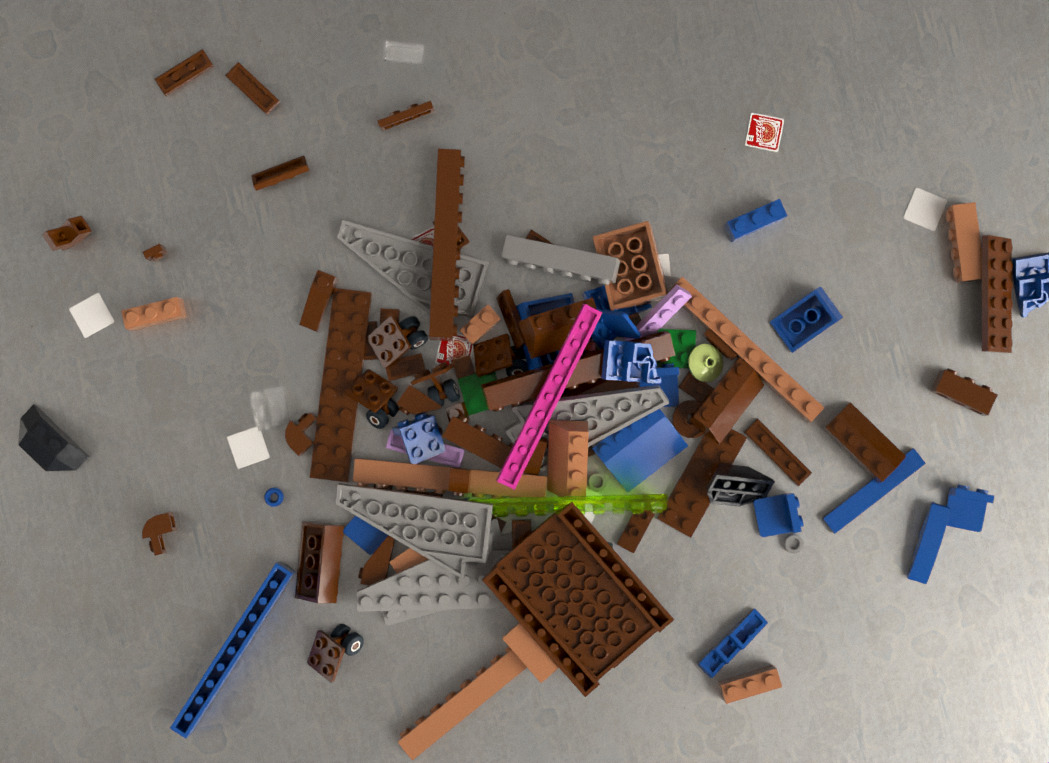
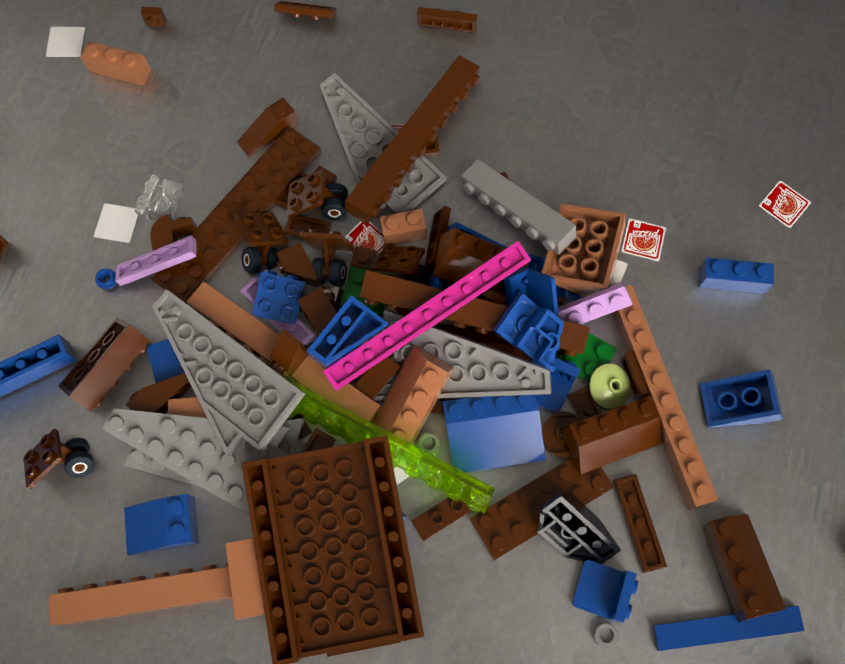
camera: 25 degrees right, 15 degrees down
(306, 462) = (156, 260): none -> lavender plate
(440, 651) = (161, 524): none -> blue slope
(497, 442) = (346, 332): none -> blue wedge
(670, 225) = (643, 239): none -> sticker

